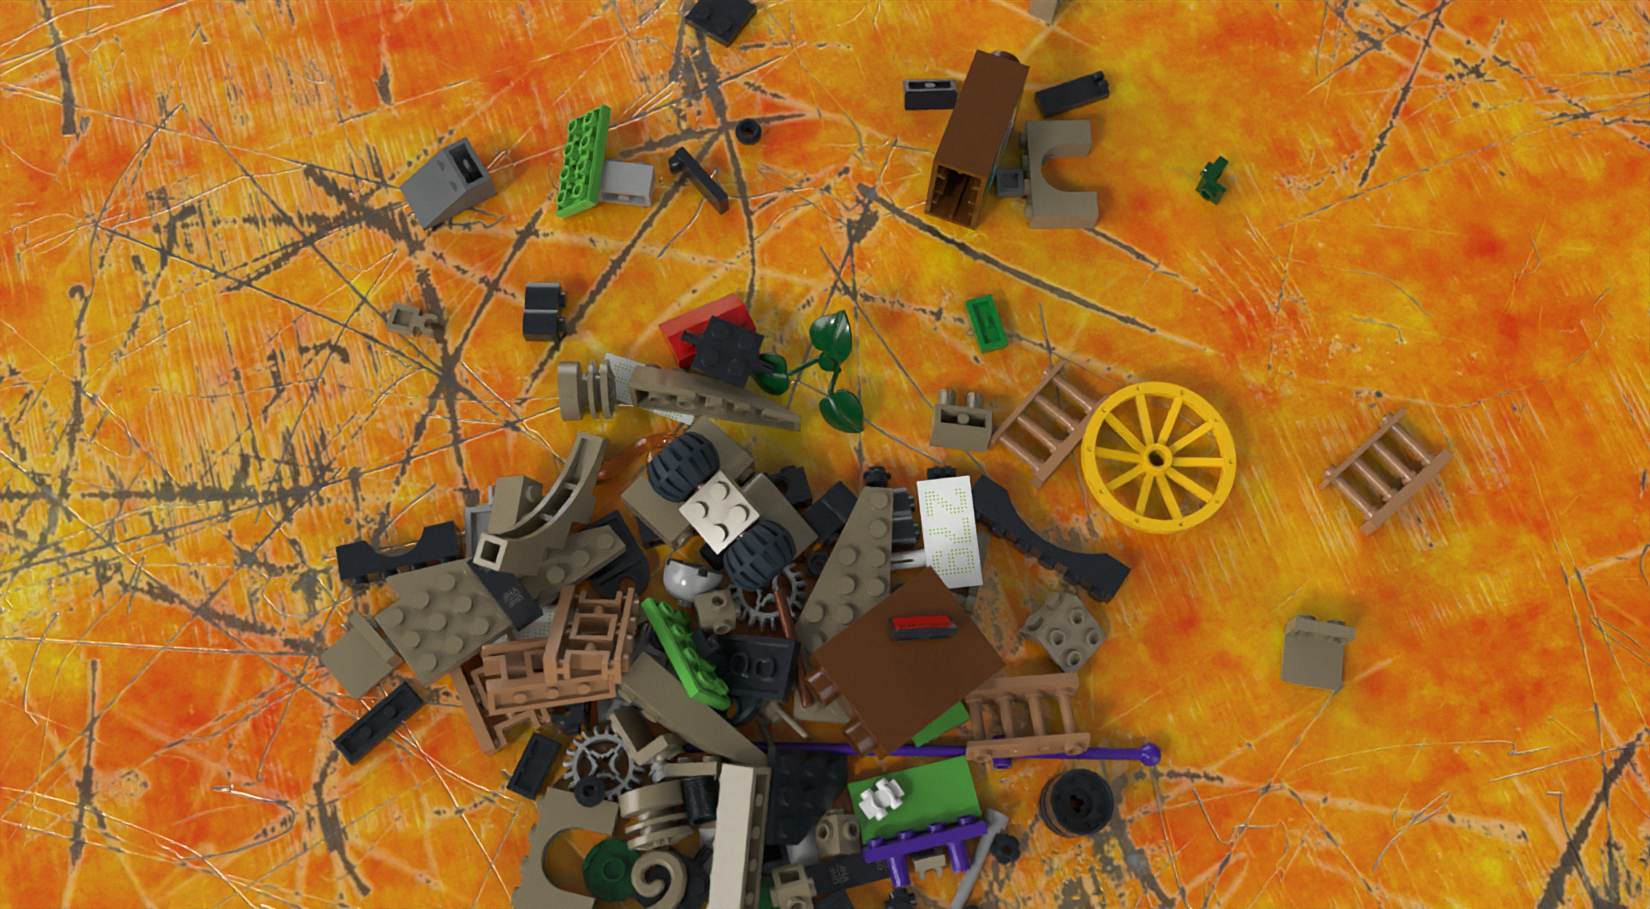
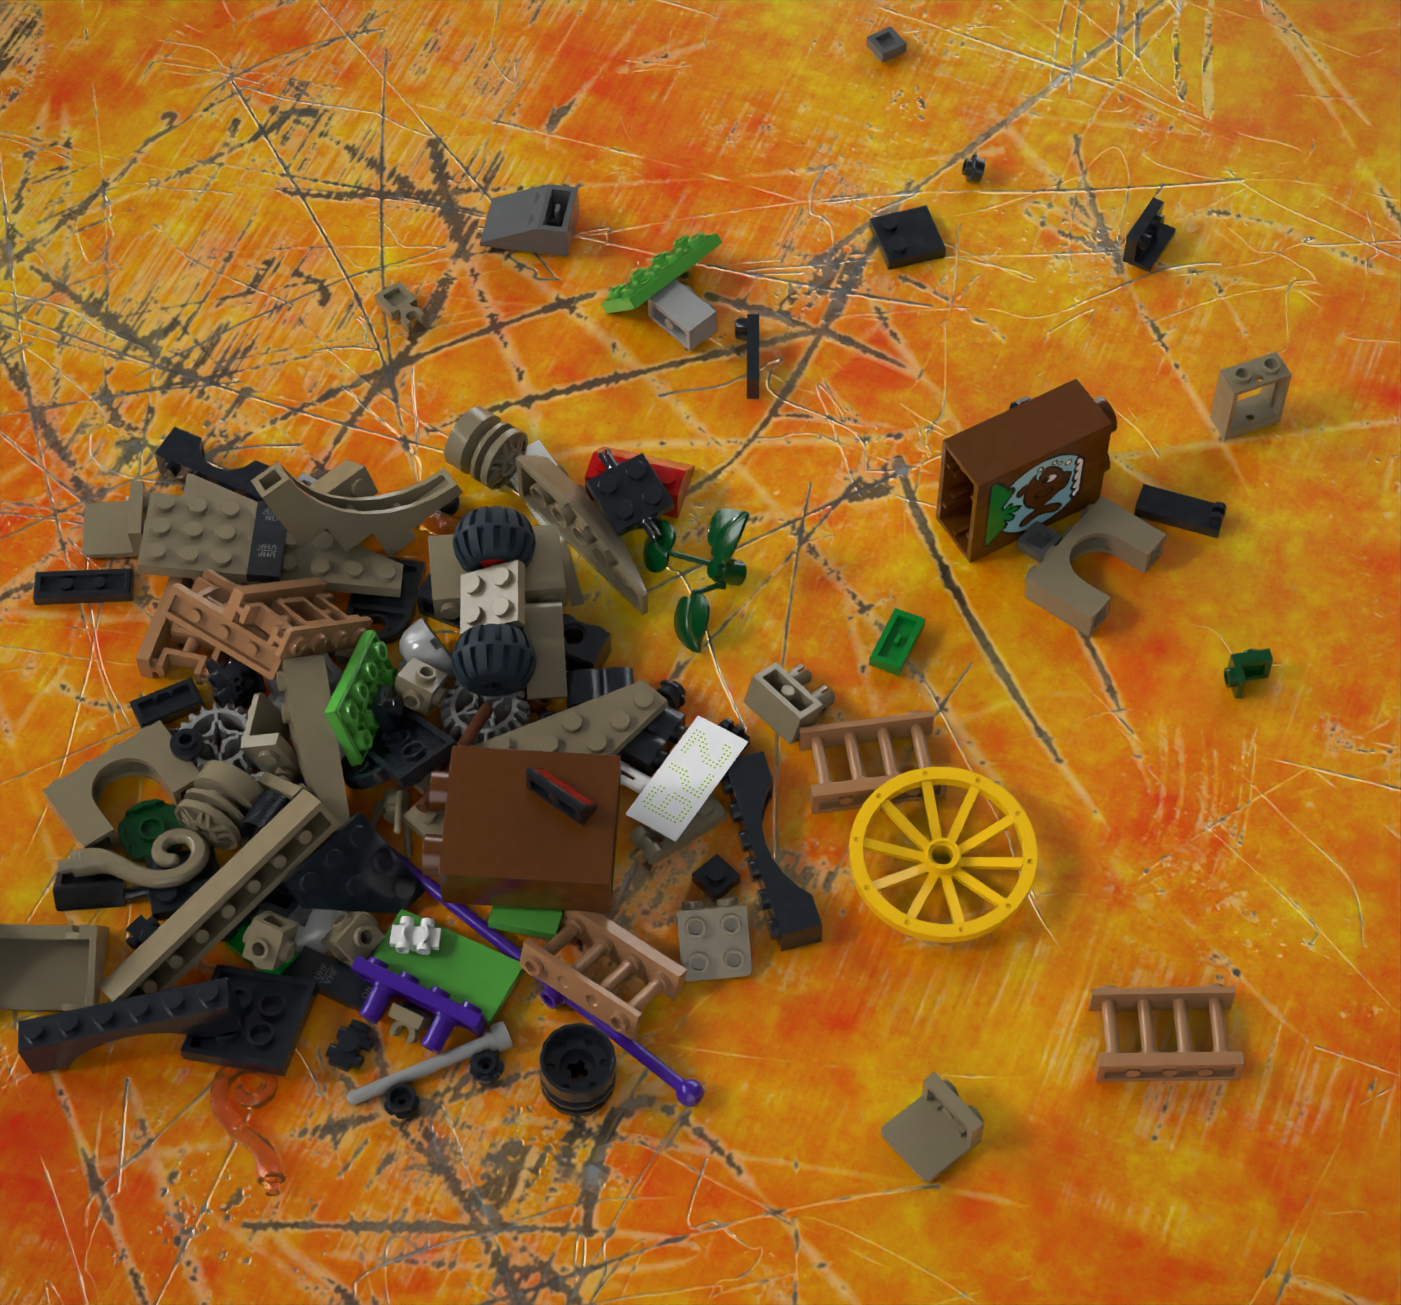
camera: 45 degrees right, 15 degrees down
(543, 312) = (514, 369): black brick -> none
(748, 125) = (836, 345): black plate -> none
(1023, 586) = (716, 878): none -> black plate

